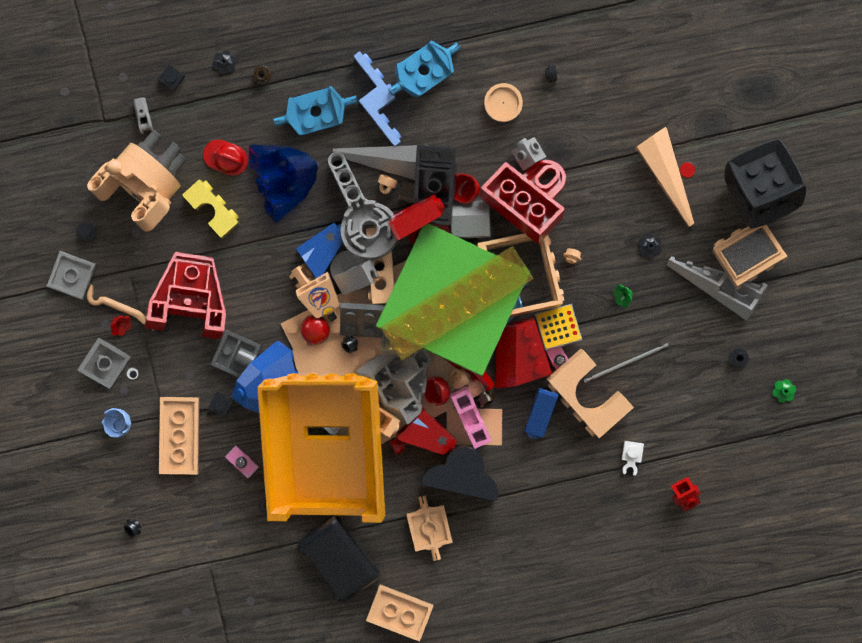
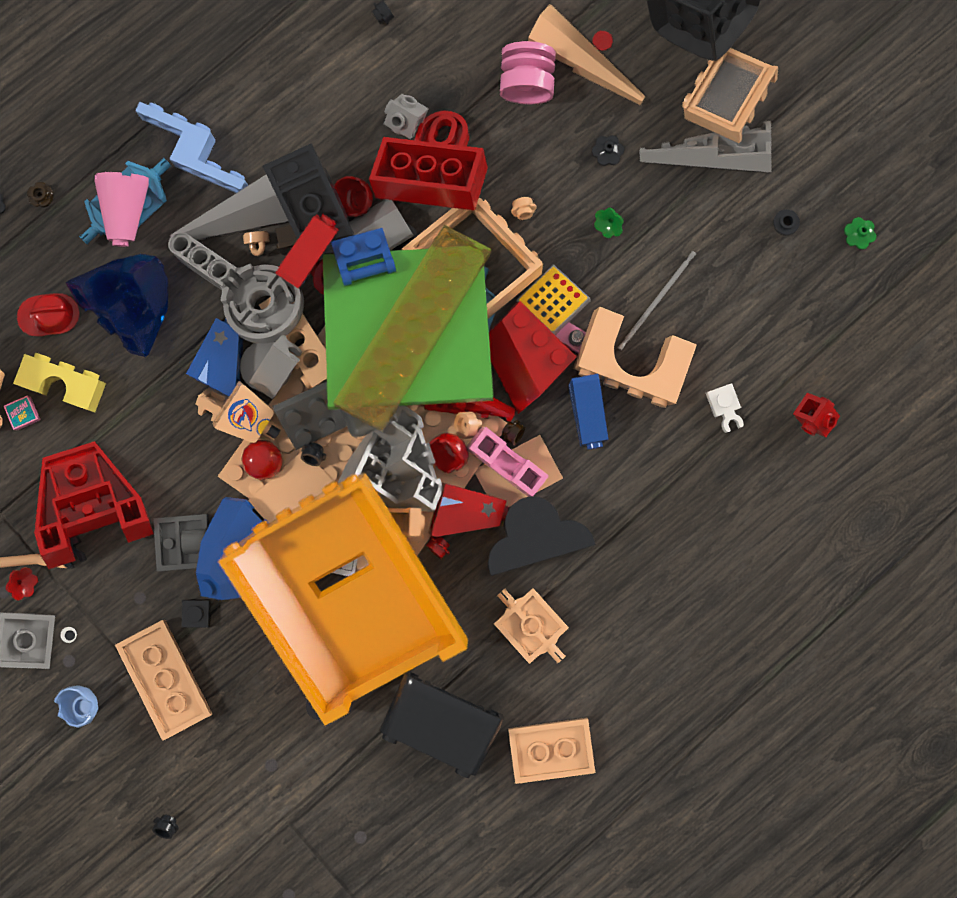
camera: 30 degrees left, 5 degrees down
(176, 214) = (22, 413): none -> tile
(242, 461) = (258, 670): bright pink piece -> none
(312, 117) = (121, 204): none -> bright pink cone
(431, 56) = (232, 67): dark azure plate -> none
(450, 232) = (362, 249): none -> blue plate
(512, 102) = (341, 64): light nougat piece -> none
(623, 169) = (527, 72): none -> bright pink wheel

